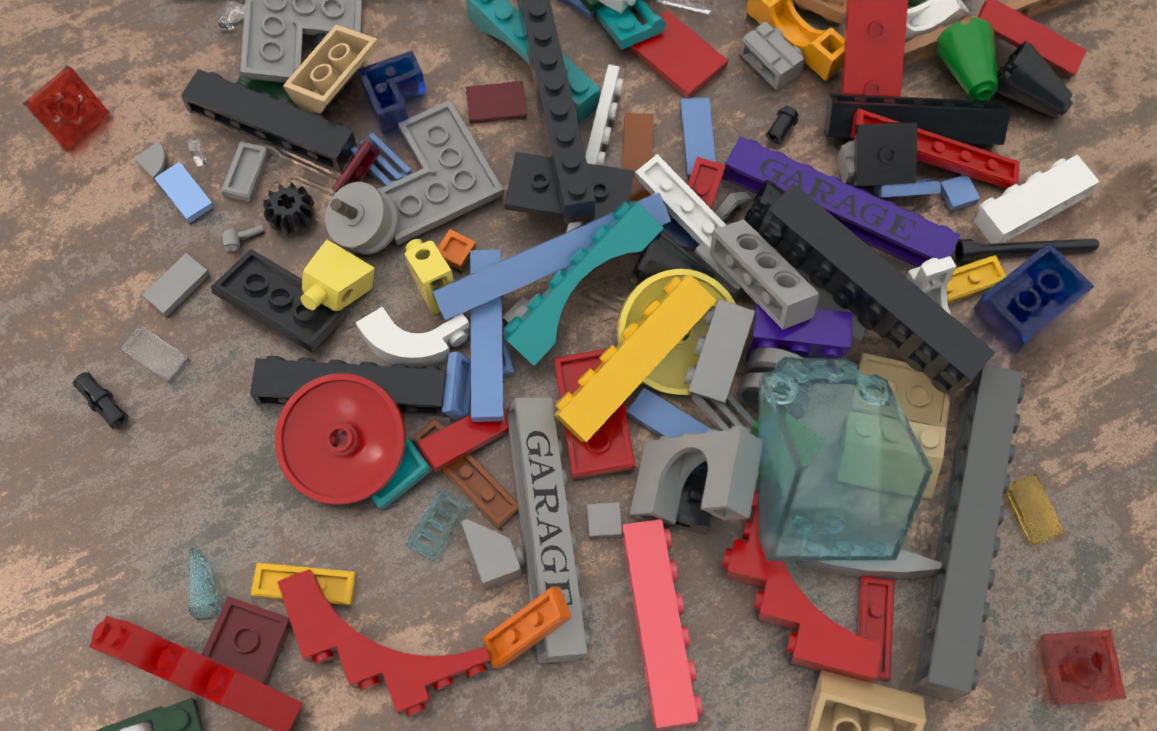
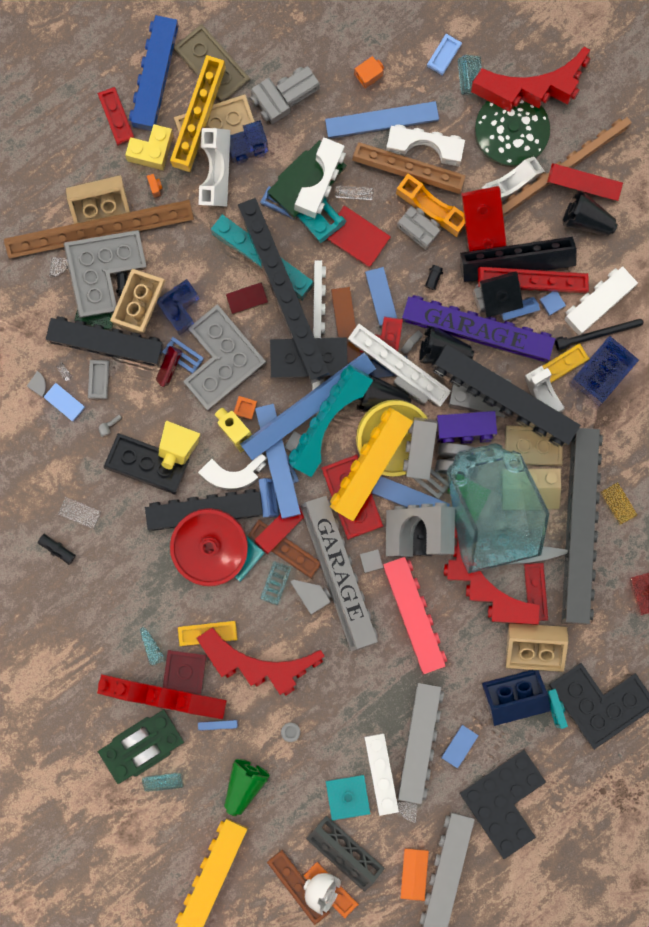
camera: 10 degrees left, 15 degrees up
(176, 285) = (78, 465): light grey tile -> none
(289, 208) = (137, 395): black gear -> none
(362, 218) = (183, 401): light grey wheel -> none
(527, 627) = (341, 635): orange tile -> none
(764, 274) = (440, 406): light grey brick -> none
(971, 57) = (548, 210): green cone -> none

